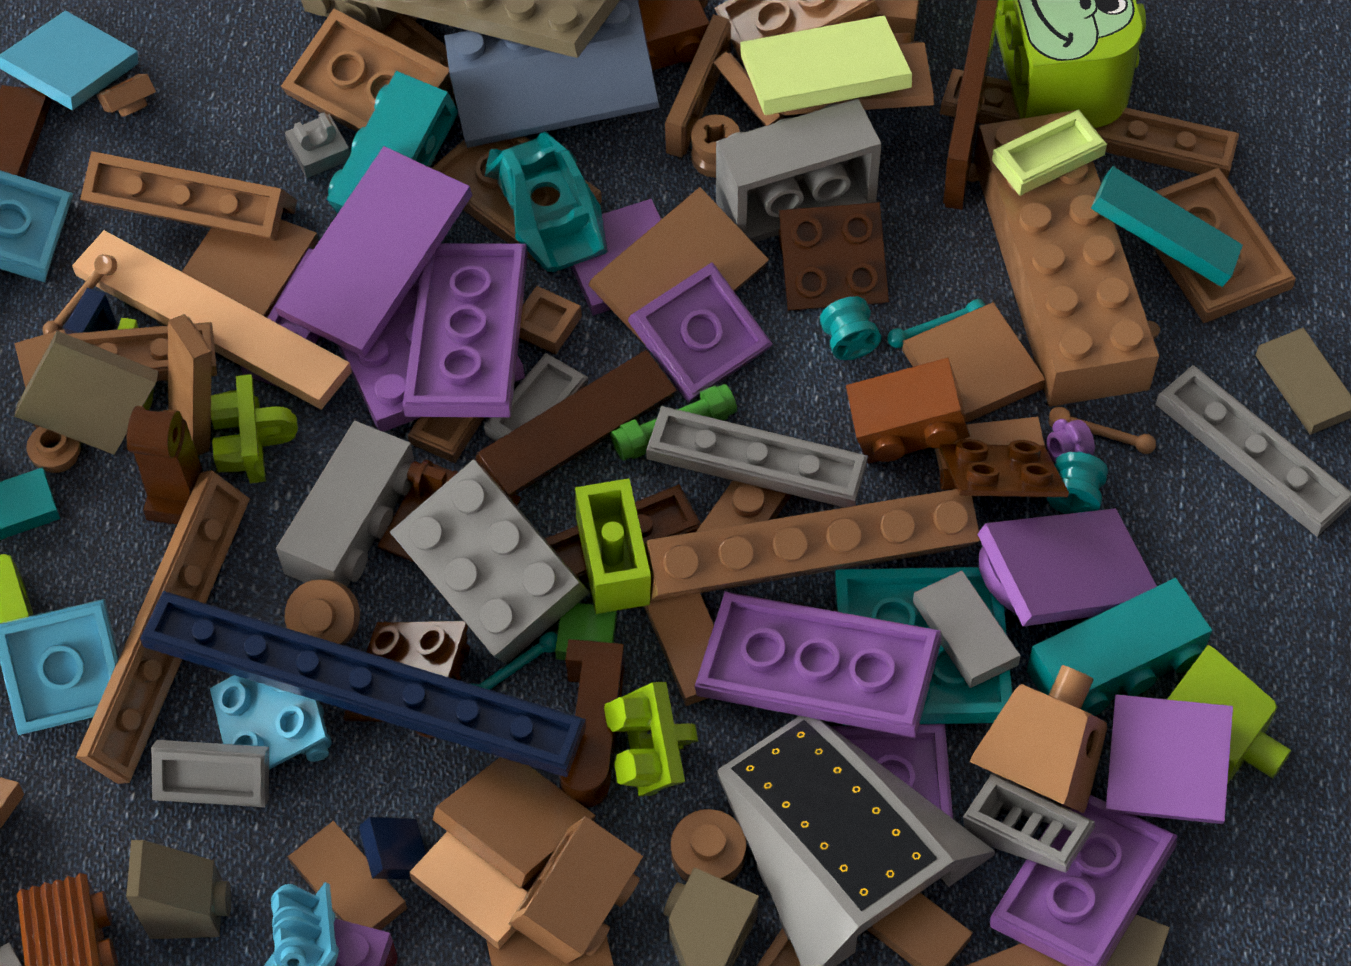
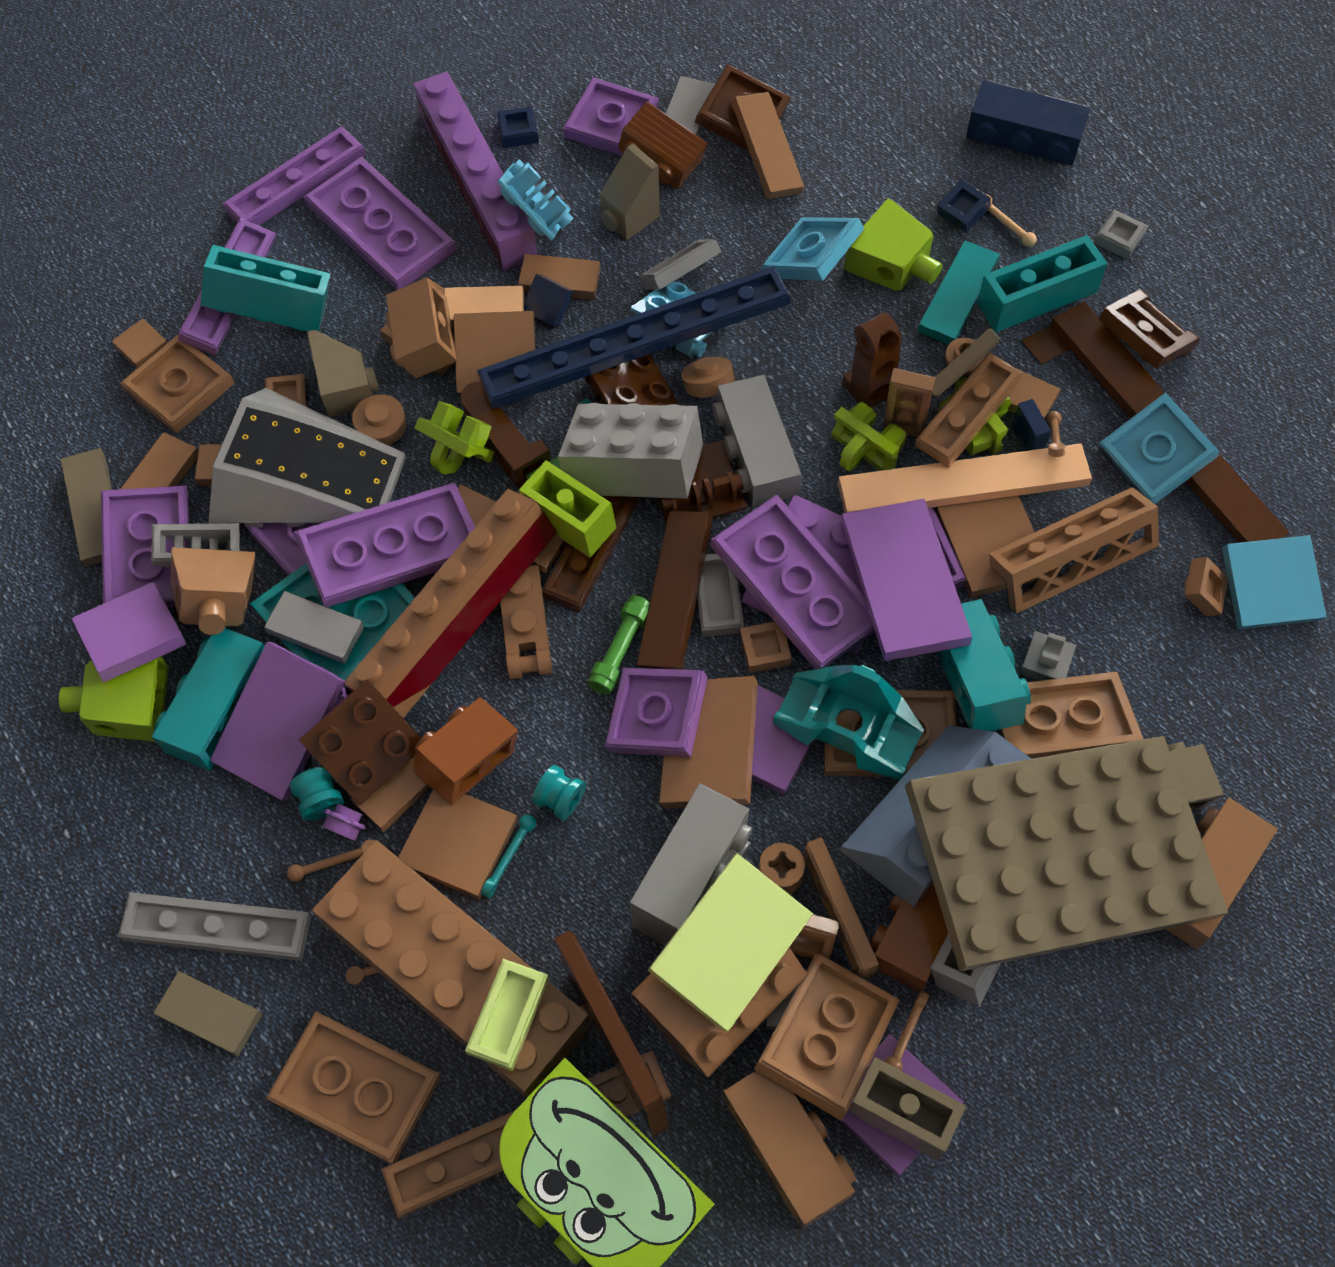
camera: 140 degrees right, 5 degrees up
(145, 675) = (794, 322): medium nougat tile -> none
(757, 457) = (536, 643): light grey tile -> none
(833, 255) = (617, 844): reddish brown hinge -> none
(1167, 226) = (379, 1033): teal tile -> none

